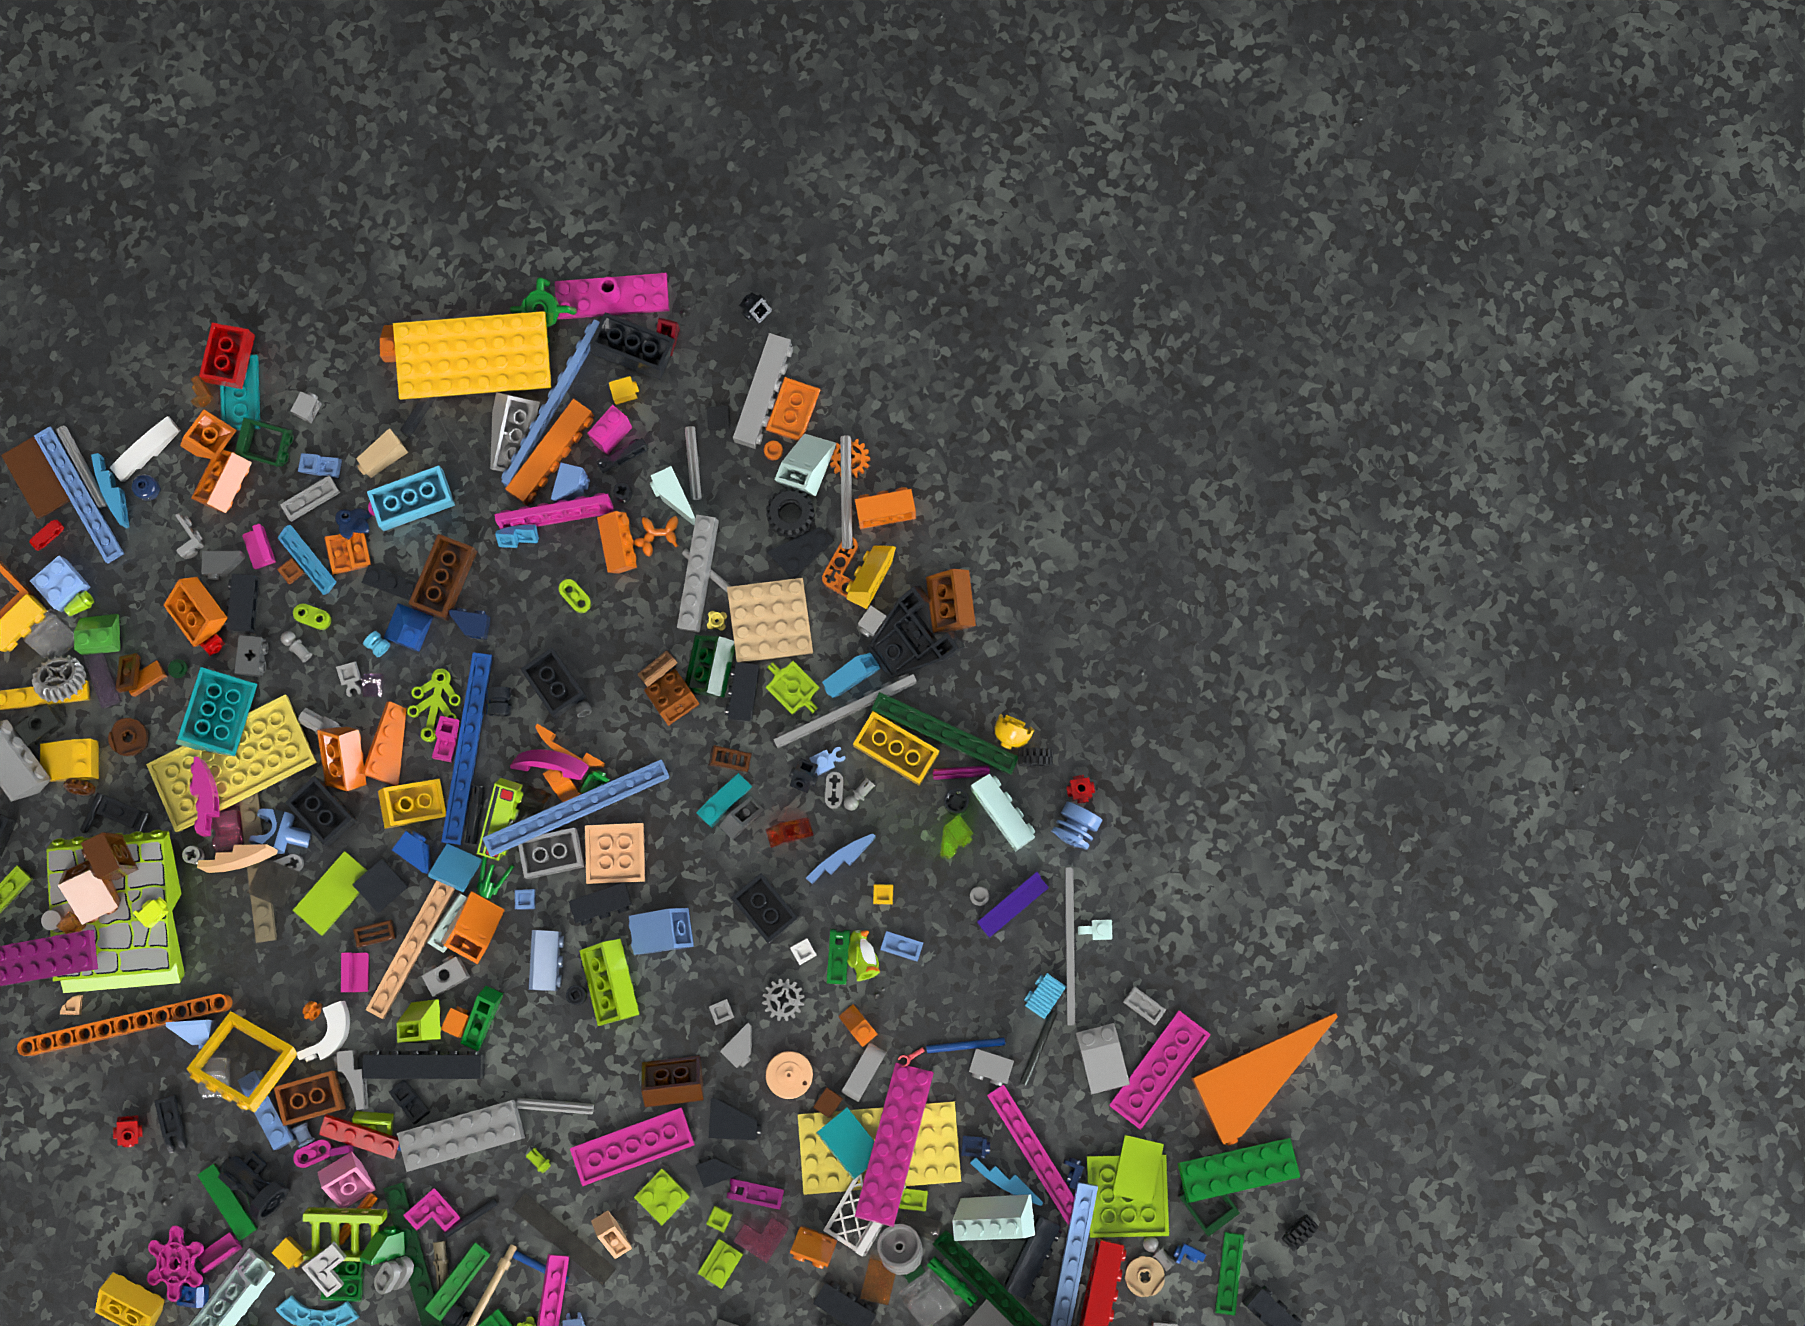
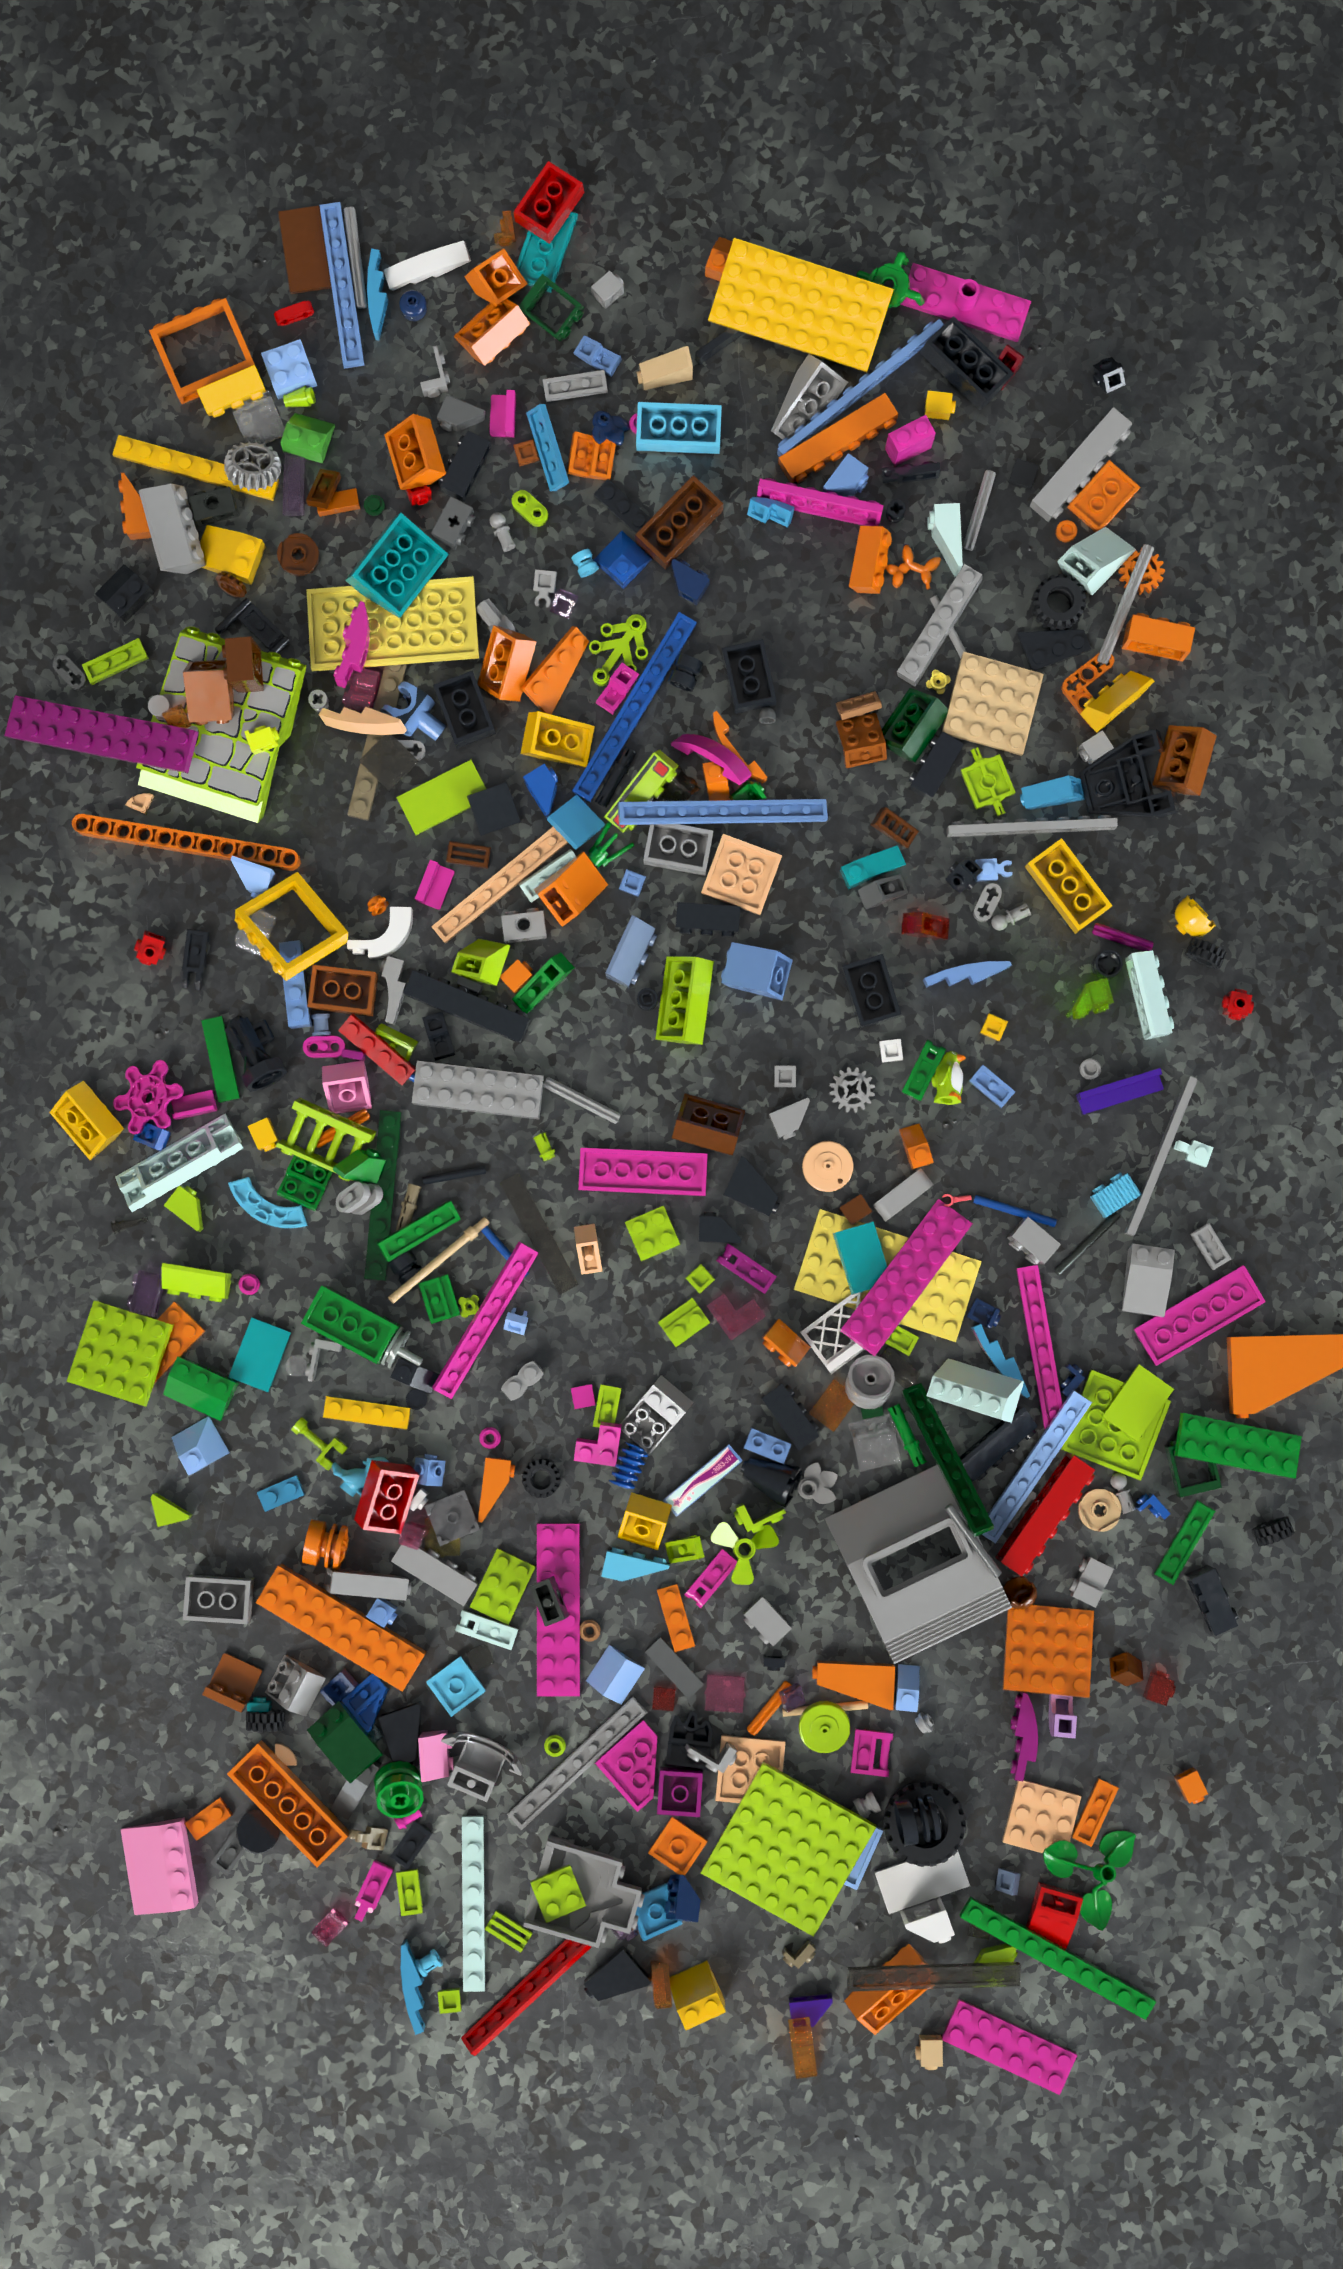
camera: 20 degrees right, 5 degrees up
(321, 1269) = (290, 1162): plate -> none
(432, 1207) = (421, 1148): dark pink plate -> none
(575, 596) = (804, 598): lime plate -> none
(944, 733) = (1123, 891): dark green plate -> none
(1076, 826) = (1222, 1036): medium blue wheel -> none

